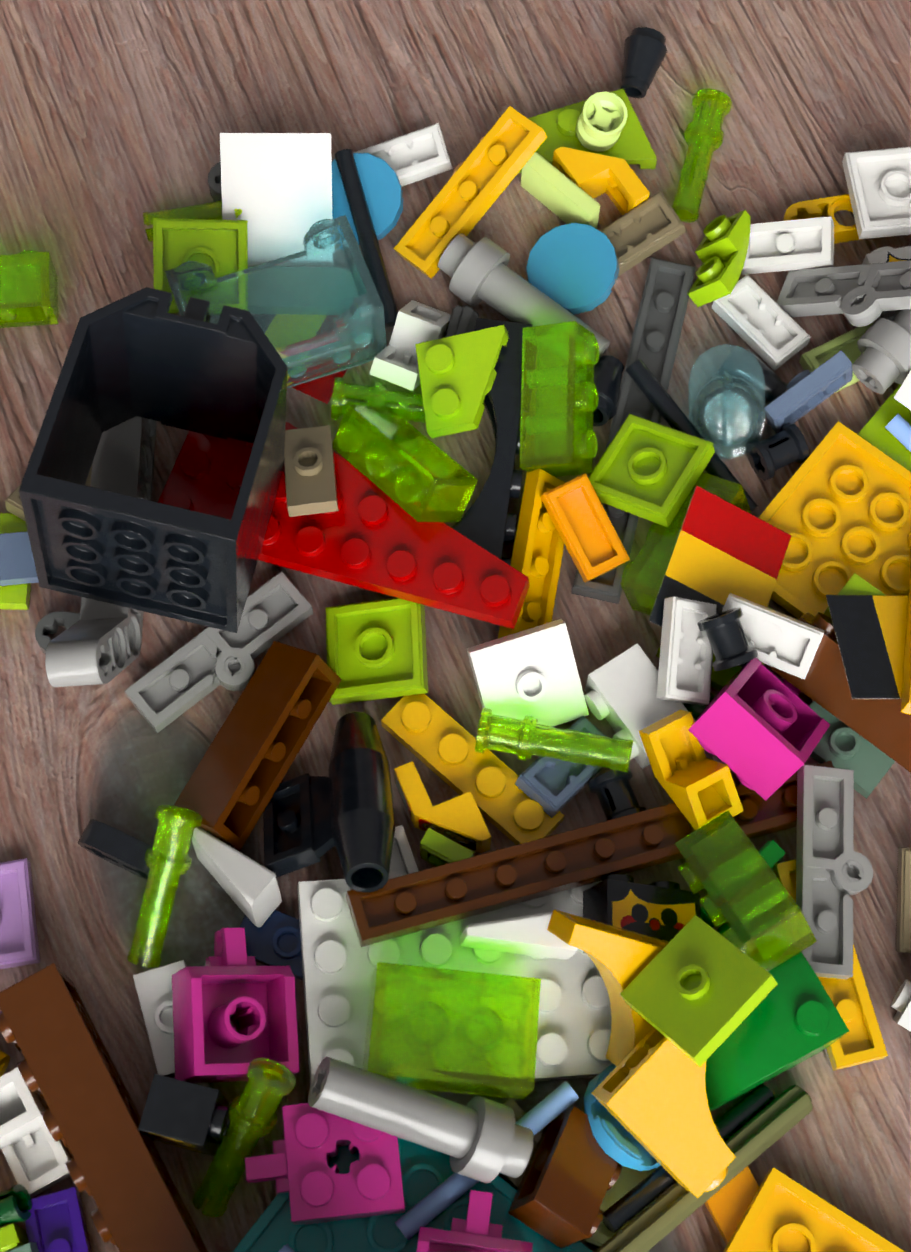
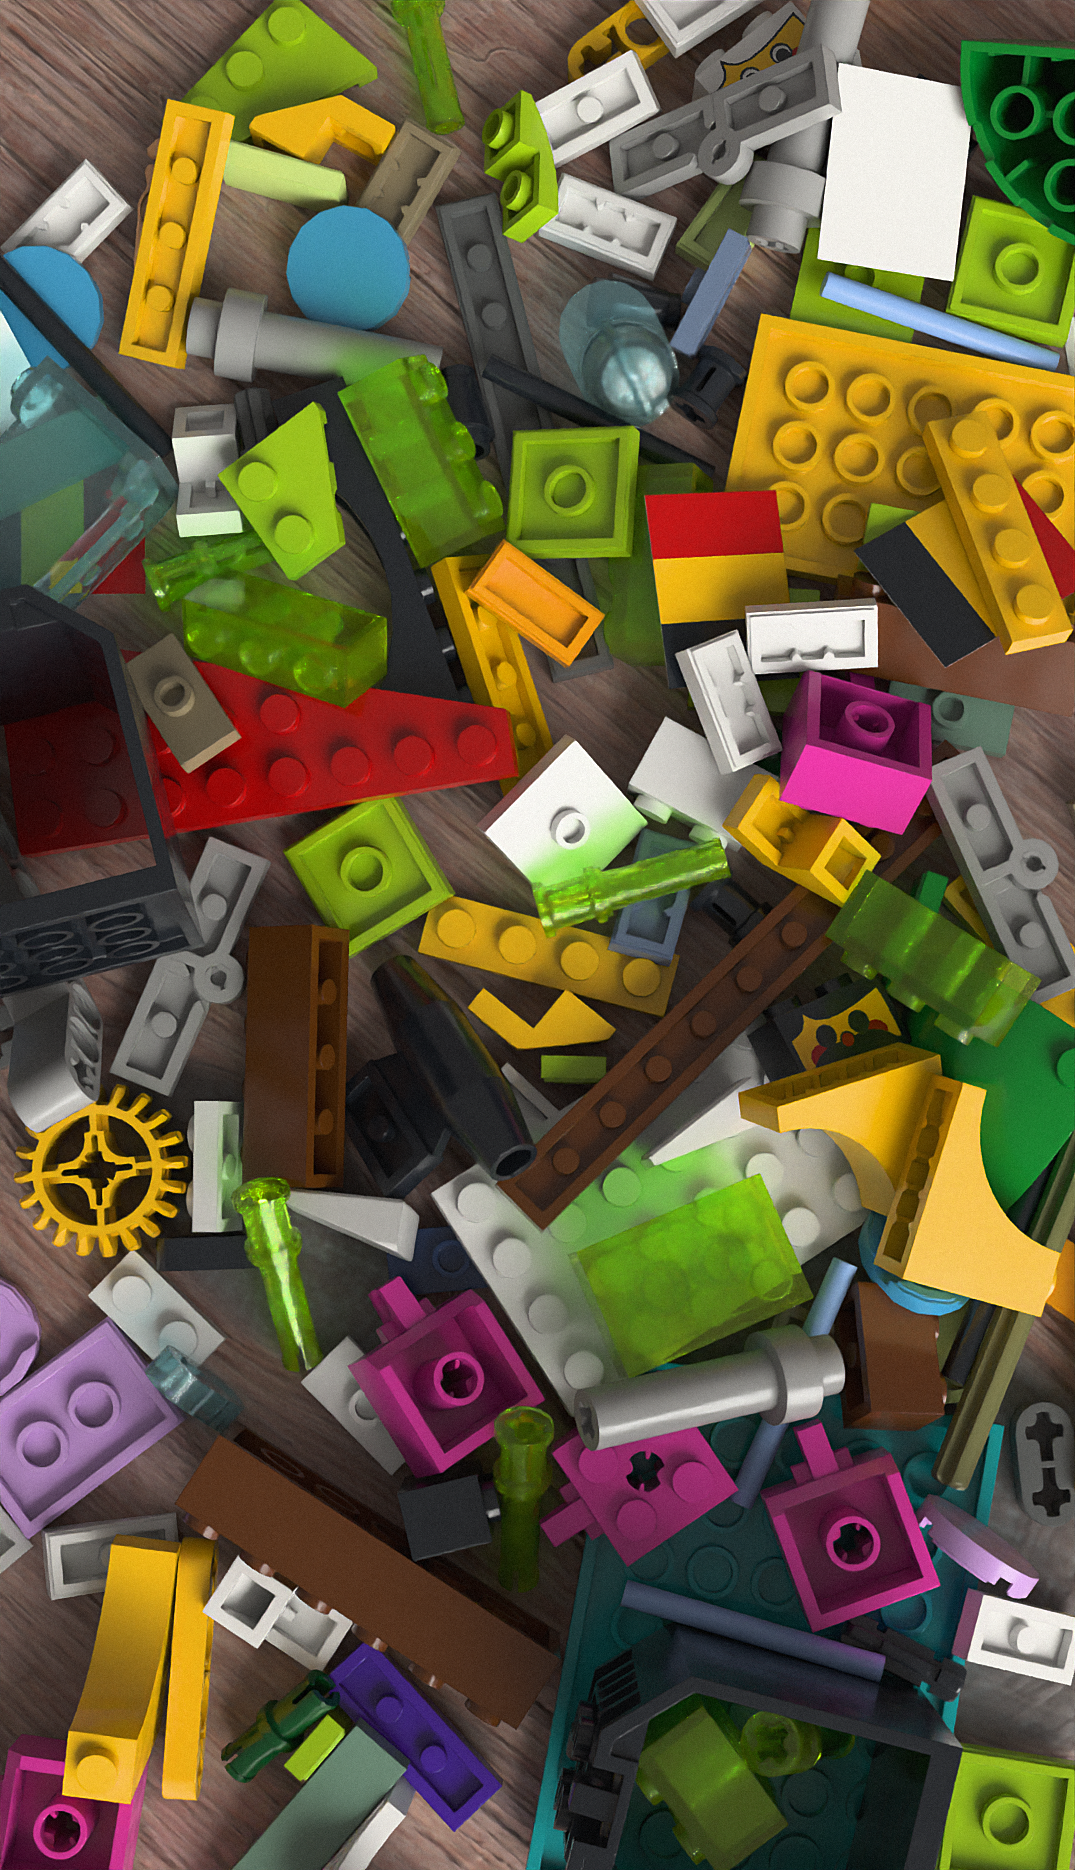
camera: 25 degrees left, 15 degrees up
(56, 933) = (194, 1388): none -> clear light blue beam
(60, 878) = (155, 1310): none -> white plate
(94, 718) = (159, 1164): none -> yellow gear
(162, 786) = (216, 1143): none -> white plate
(605, 112) = (295, 46): yellowish green wheel -> none
(698, 990) = (943, 1108): lime plate -> none
(727, 639) = (772, 669): black bush -> none

